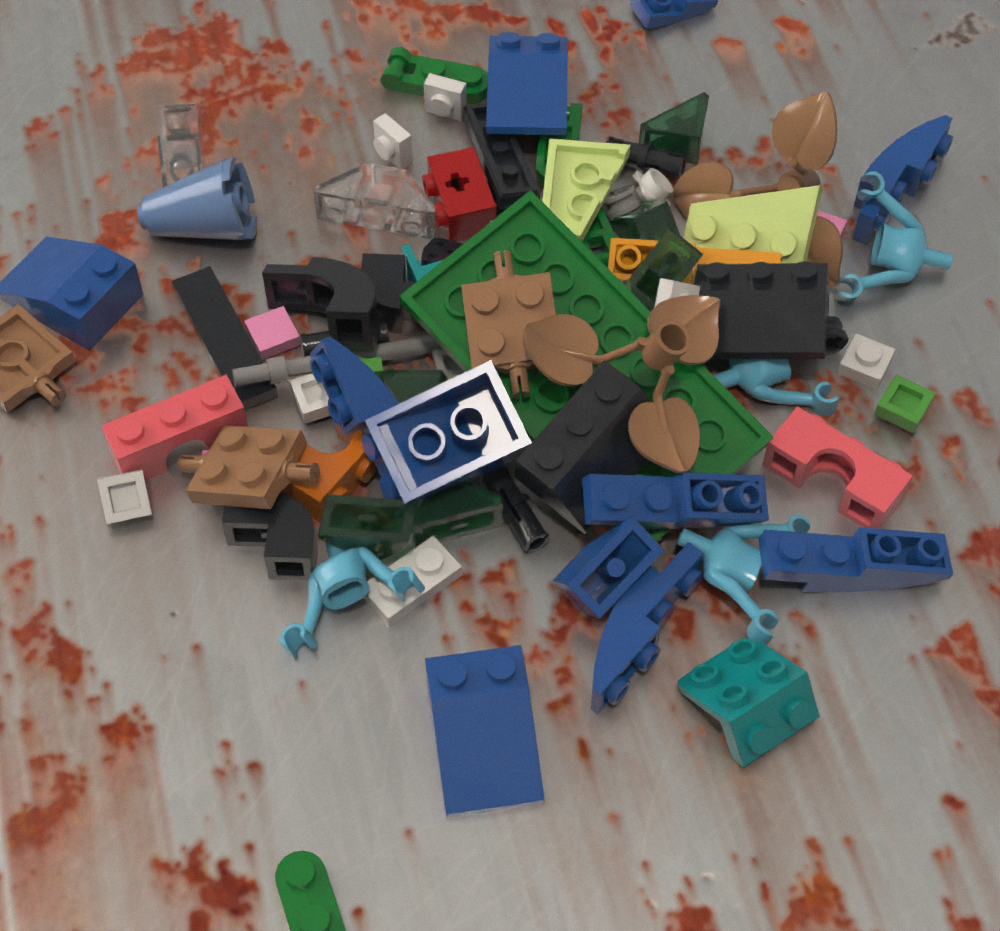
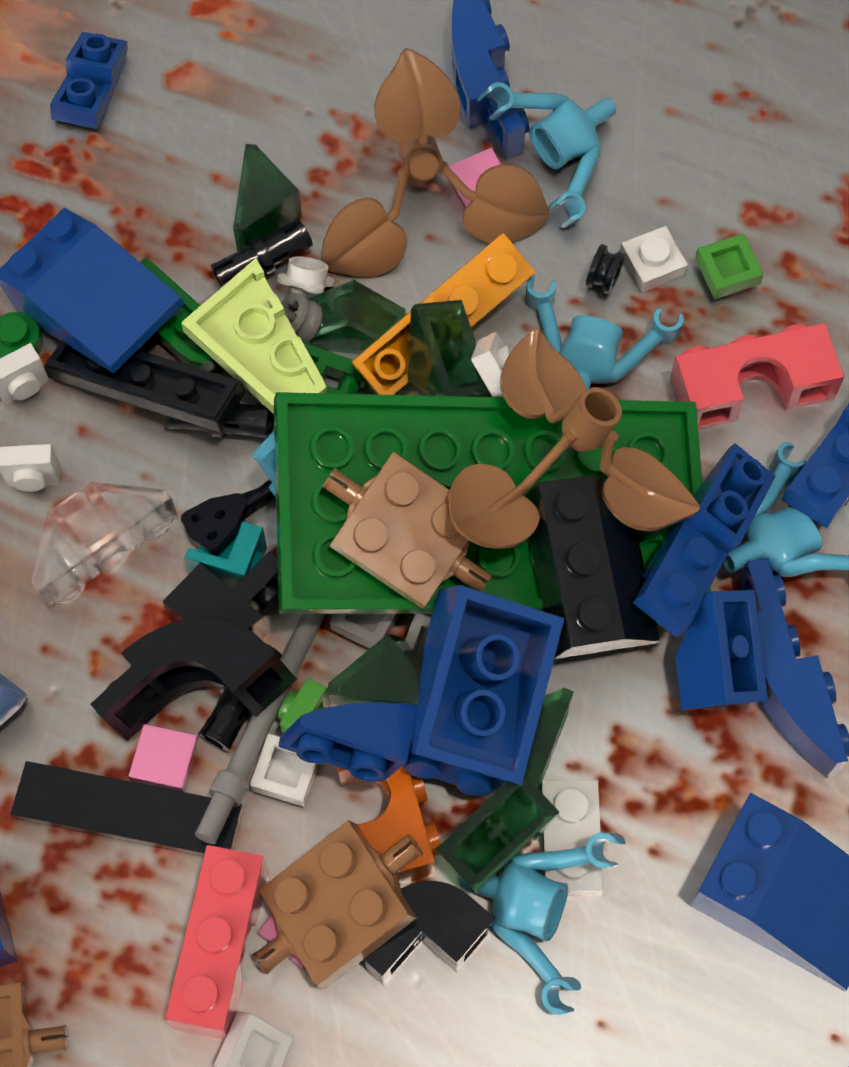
camera: 50 degrees left, 10 degrees up
(459, 193) = (144, 434): red brick -> none
(516, 509) = (606, 690): black pin -> none
(757, 222) = (445, 228): yellowish green wing -> none
(768, 308) = (566, 285): black slope -> none

